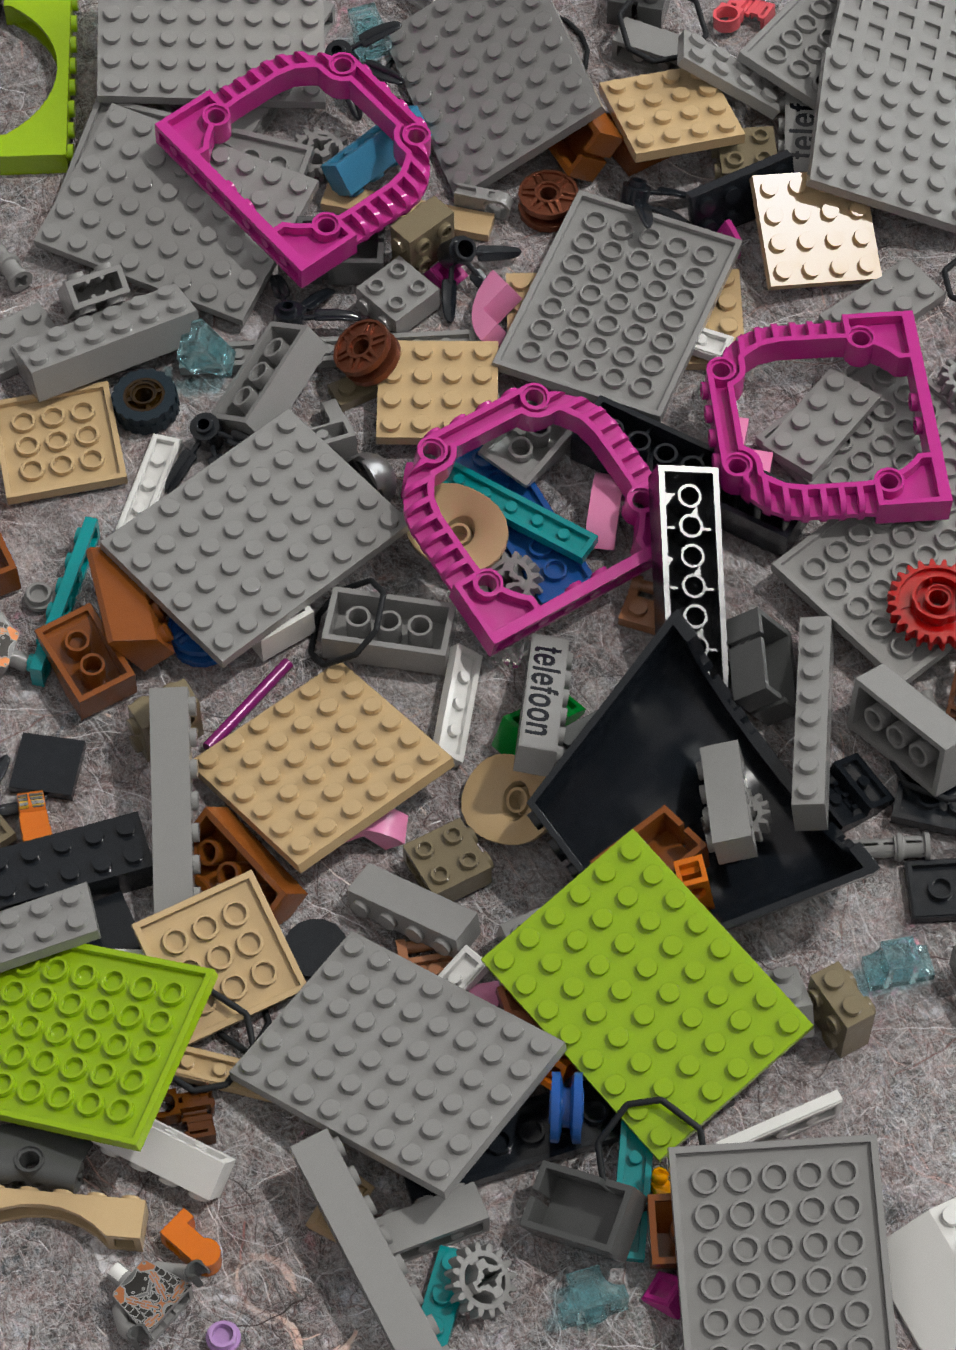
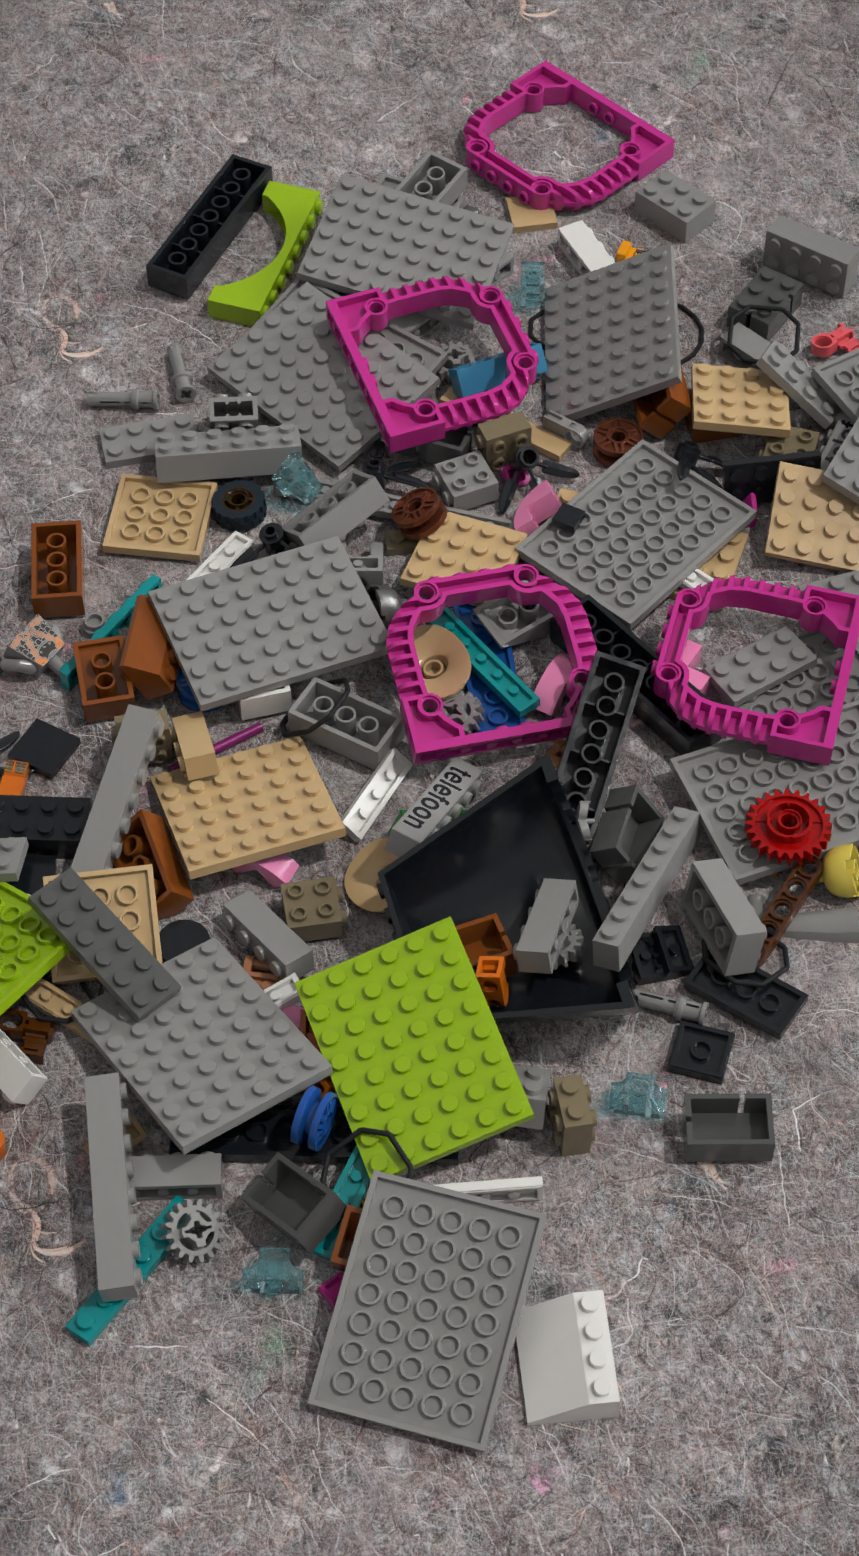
camera: 20 degrees right, 5 degrees down
(230, 711) = (193, 746): none -> tan brick
(244, 983) = (104, 944): none -> dark grey plate
(378, 70) = (521, 309): black plant -> none
(538, 309) = (568, 517): none -> black tile
(711, 652) = (582, 819): none -> light grey piece

